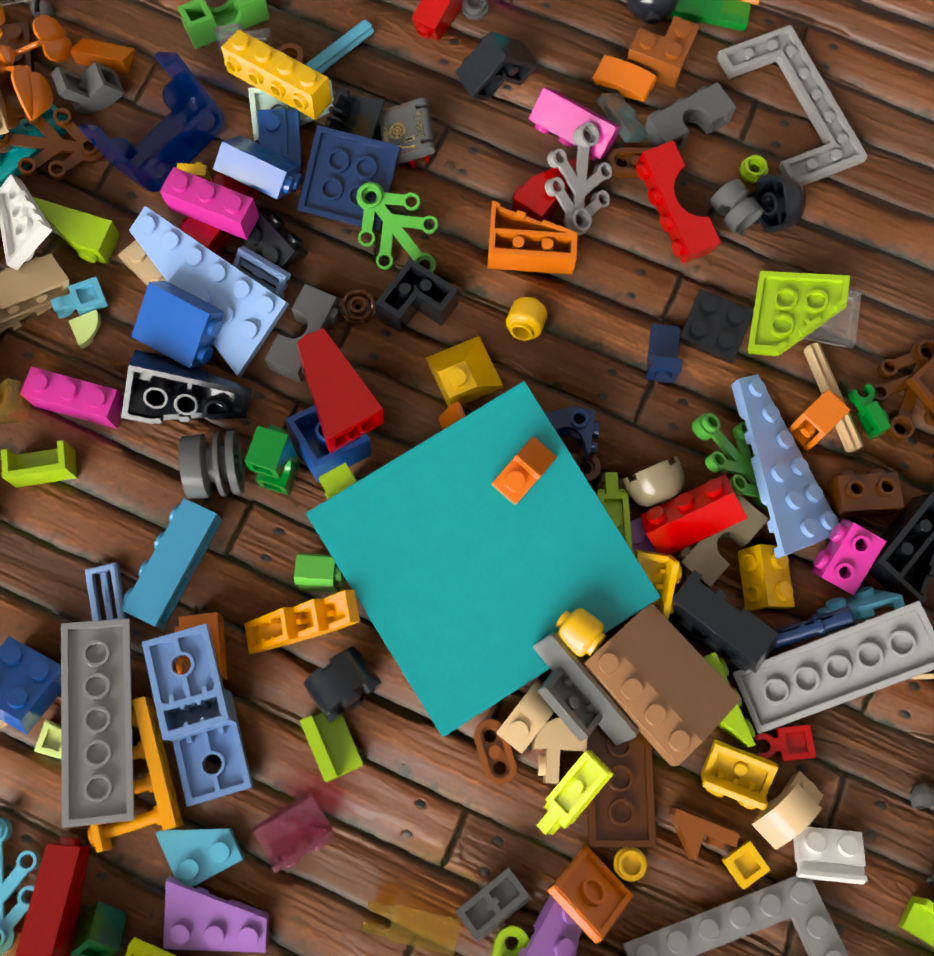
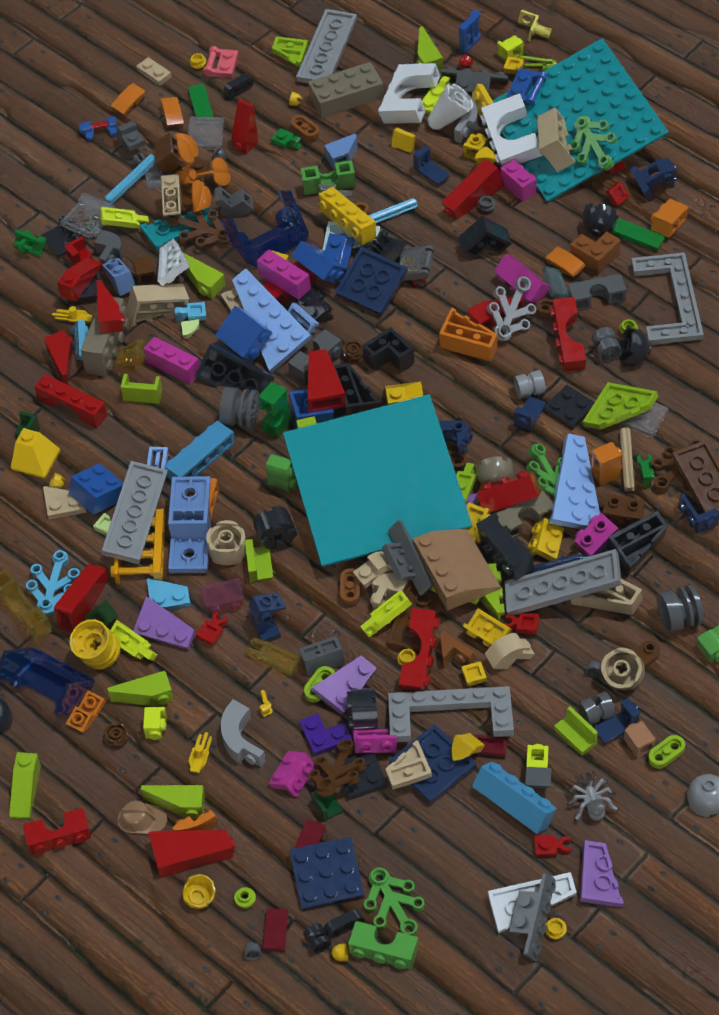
camera: 25 degrees right, 20 degrees down
(109, 55) = (252, 188): orange slope -> none
(254, 720) = (226, 543): none -> tan brick
(295, 907) = (211, 631): none -> red plate
(302, 621) = (258, 494): light orange slope -> none
(380, 859) = (260, 614): none -> dark blue tile
(392, 224) = (389, 309): bright green plant -> none
(399, 396) = (357, 395): none -> black wedge
(524, 470) = (415, 437): orange slope -> none
(526, 318) = (452, 376): yellow head -> none
(580, 632) = (416, 524): yellow head -> none
(590, 894) = (377, 660): orange plate -> none
(645, 305) = (529, 384): none -> light grey wheel
(657, 898) = (415, 675): none -> red arch
(830, 855) = (525, 681): white plate -> none

